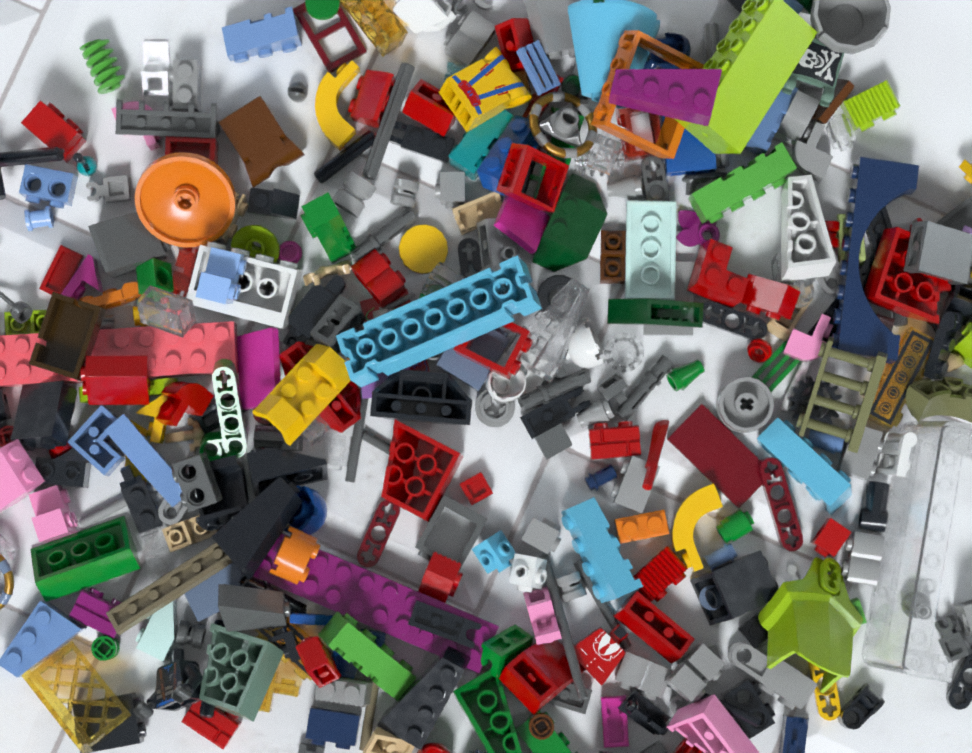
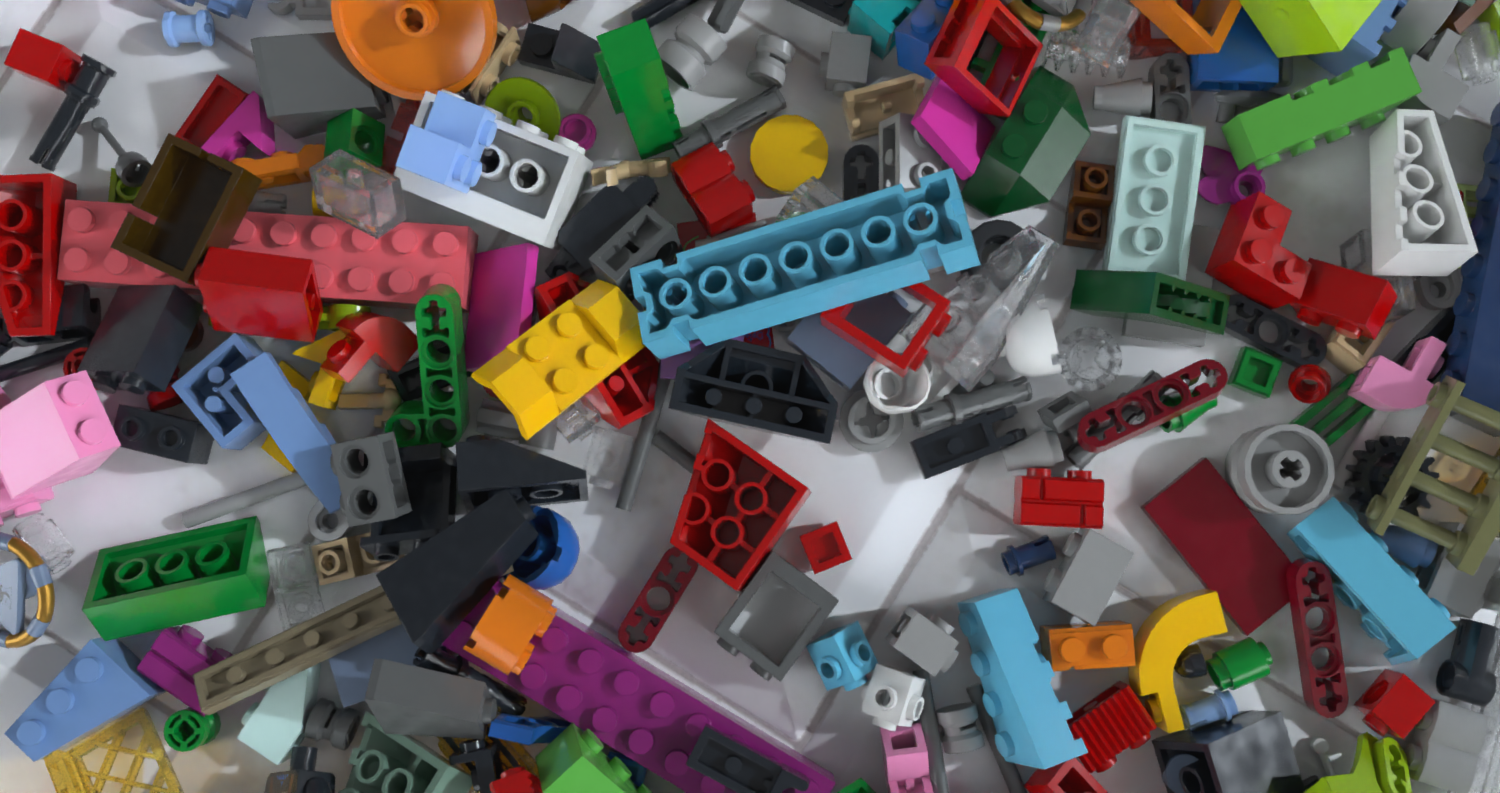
camera: 10 degrees right, 0 degrees up
(52, 514) = (137, 501): bright pink brick -> none
(139, 501) = (279, 495): black hinge -> none
(441, 577) = (750, 688): red brick -> none
(553, 441) = (960, 488): dark grey panel -> none
(656, 445) = (1126, 524): red piece -> none
(663, 379) = (1154, 410): none -> dark red beam
(705, 529) = (1191, 662): none -> black hinge
(727, 347) = (1255, 372): none -> green tile

